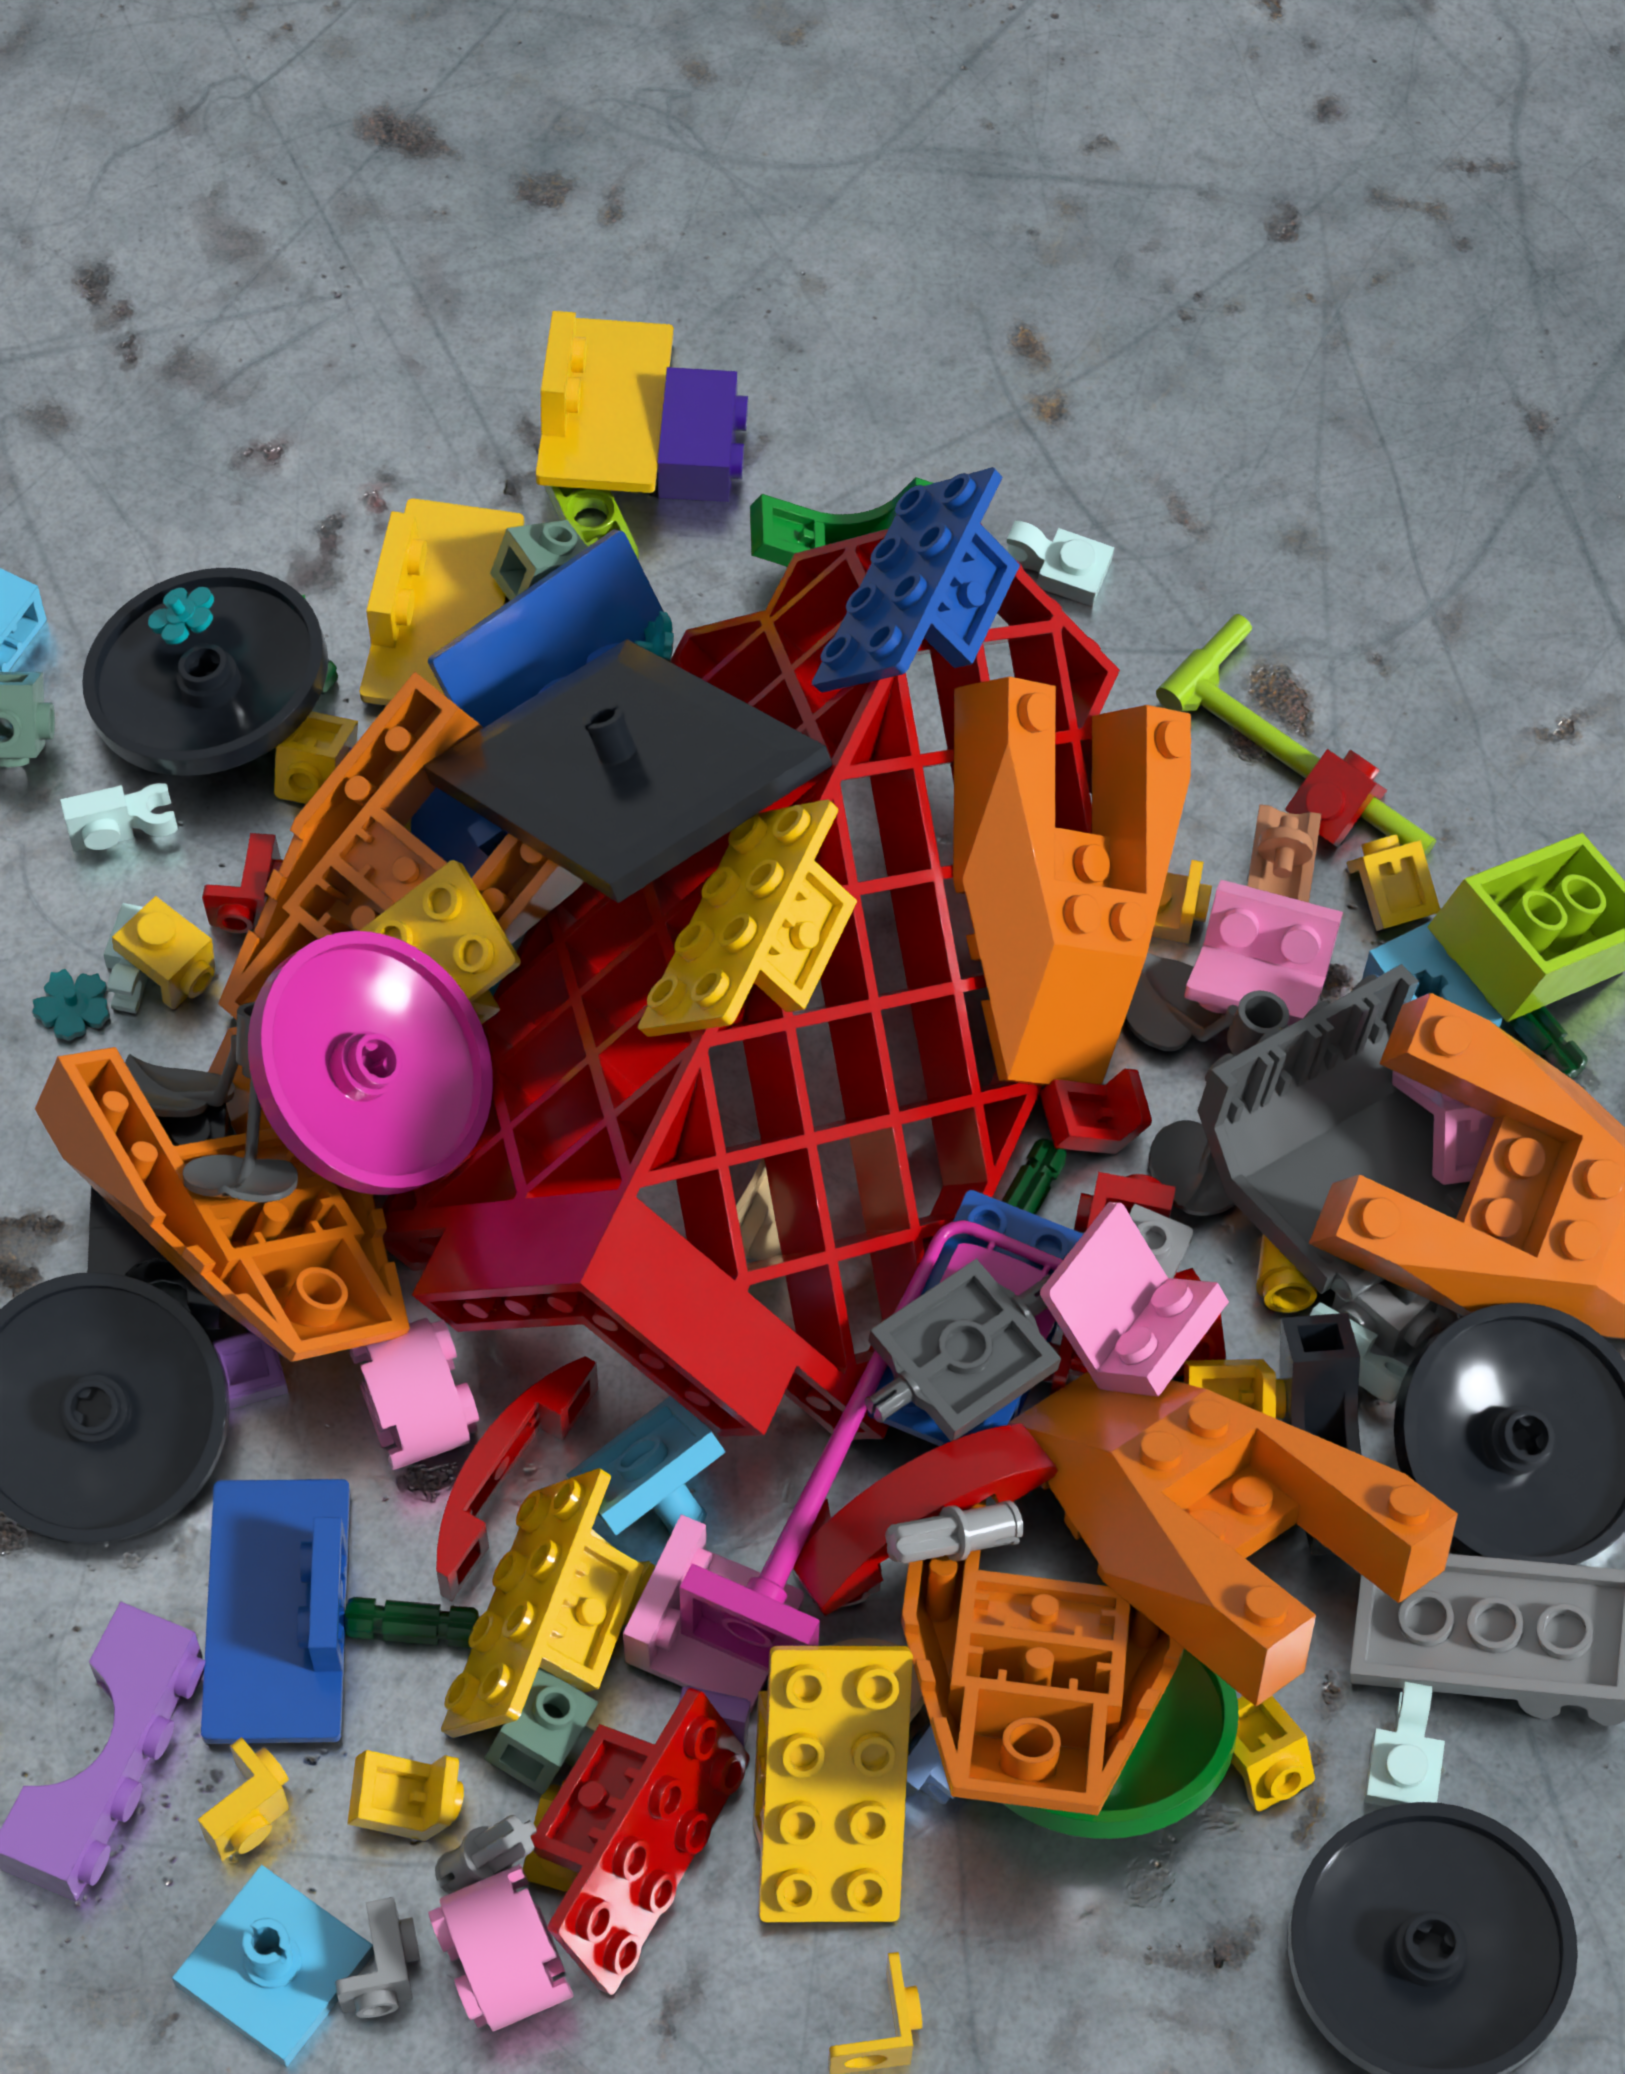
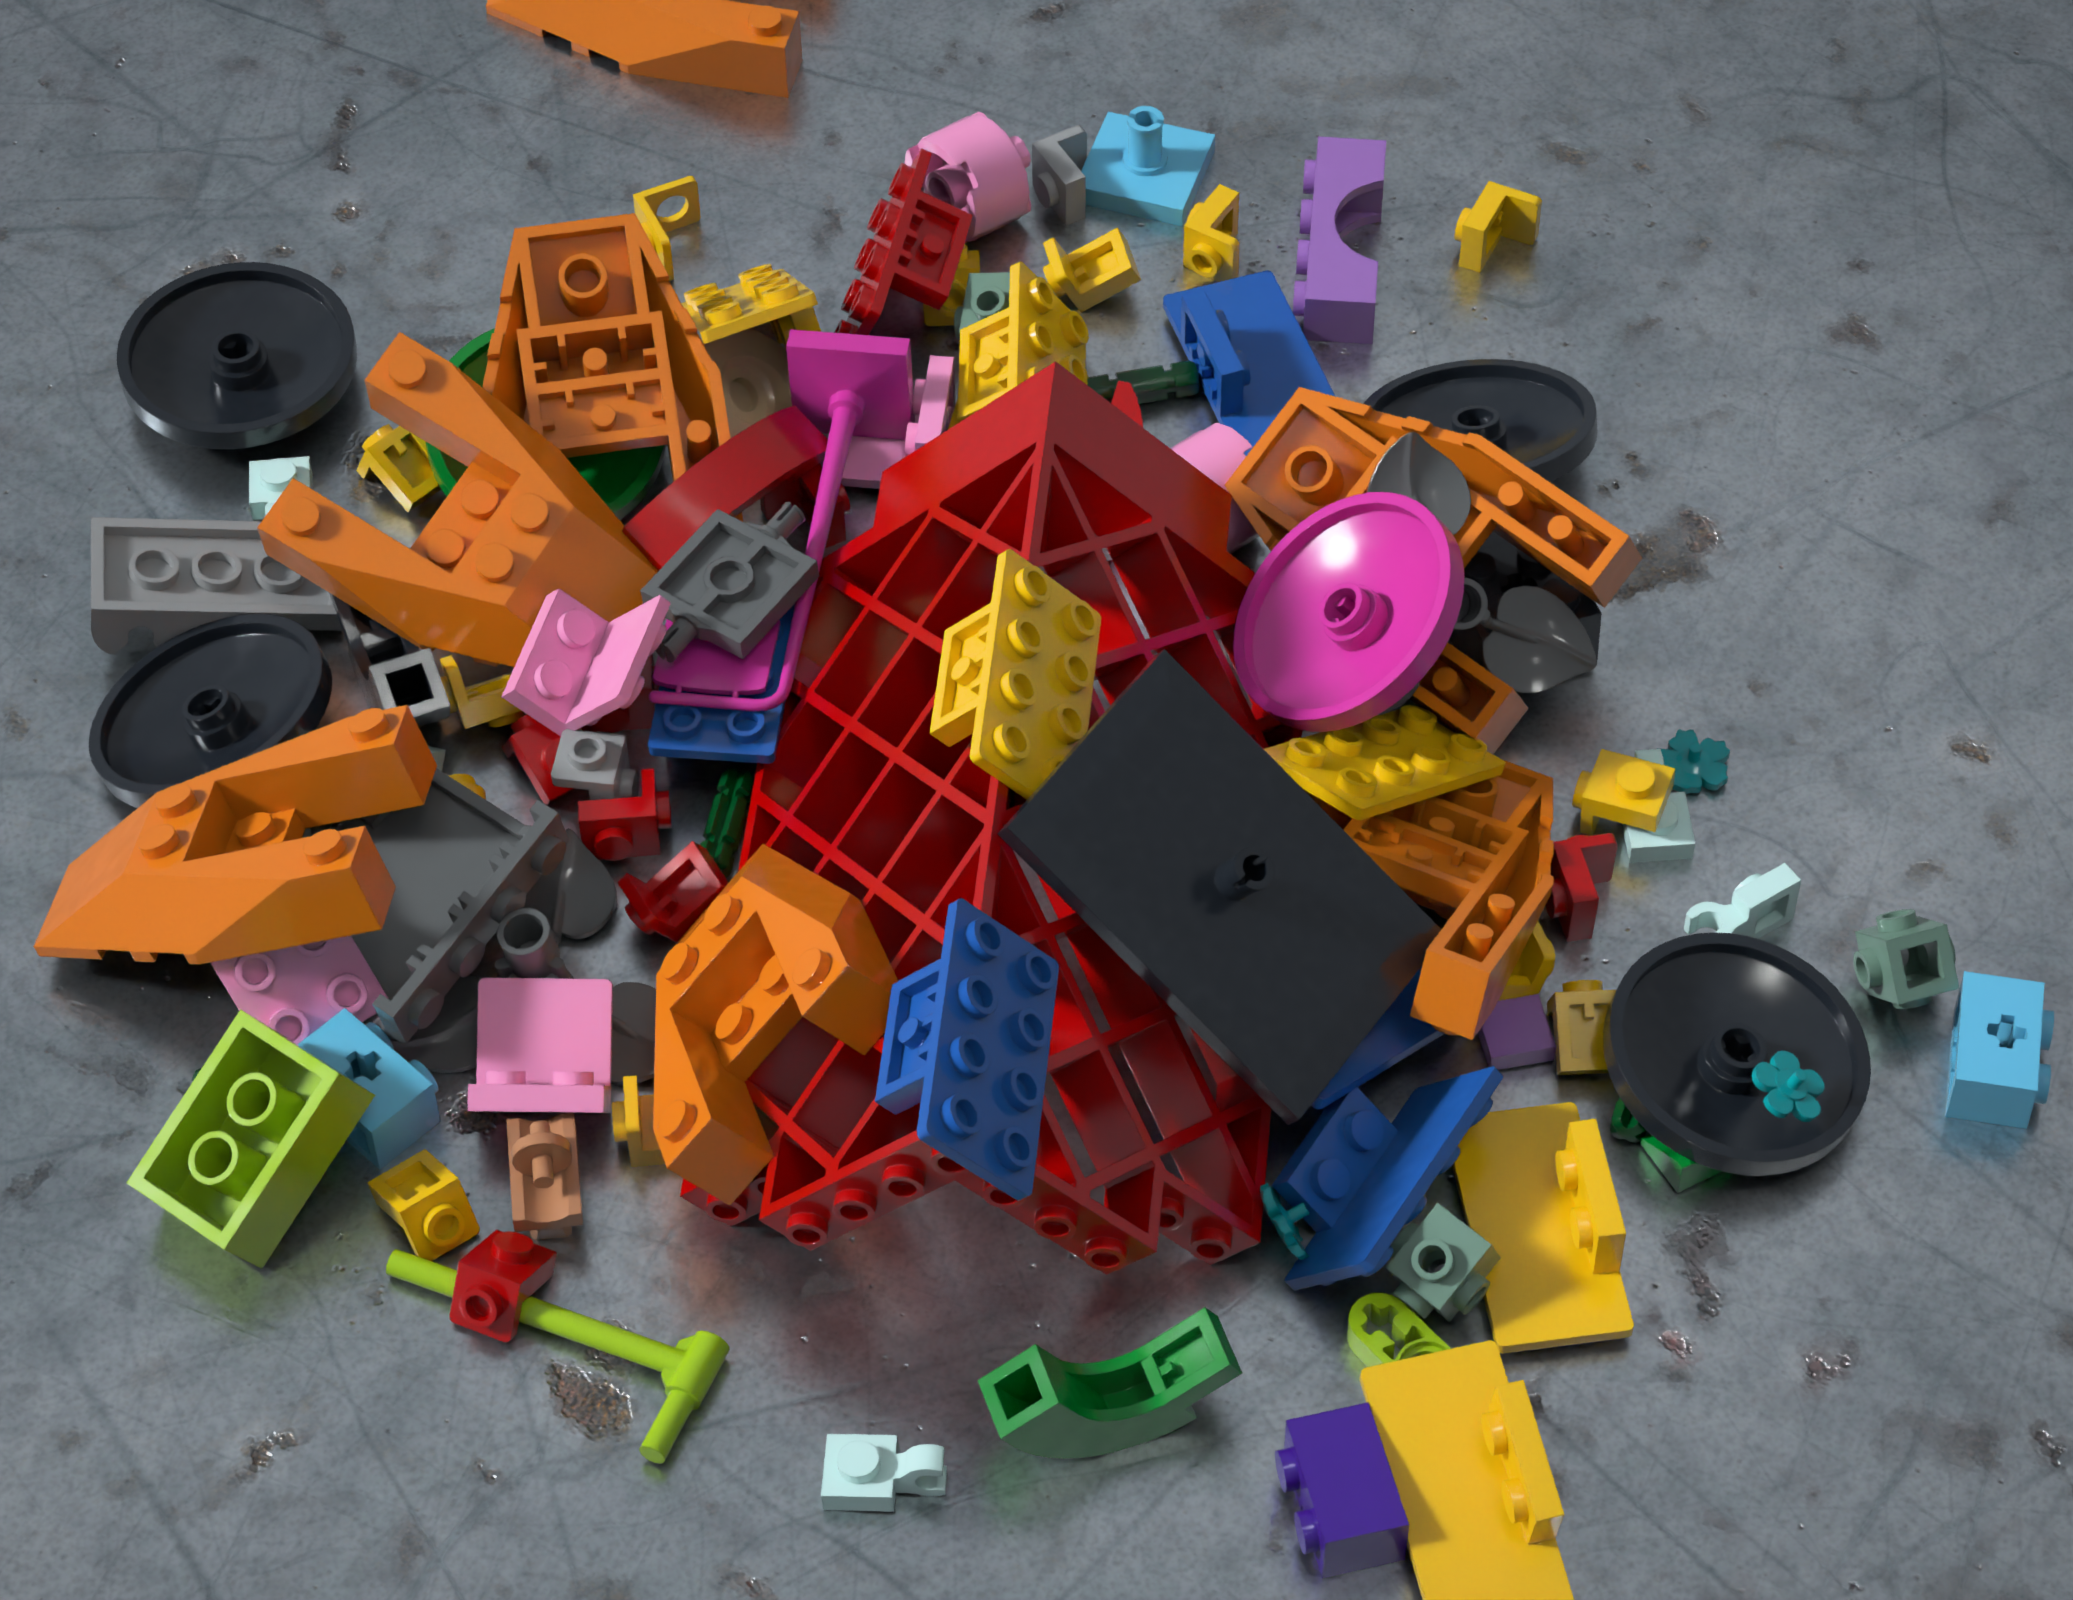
camera: 165 degrees right, 10 degrees down
(486, 1852) = (1006, 225): light grey axle -> none
(955, 1533) = (695, 437): light grey axle -> none

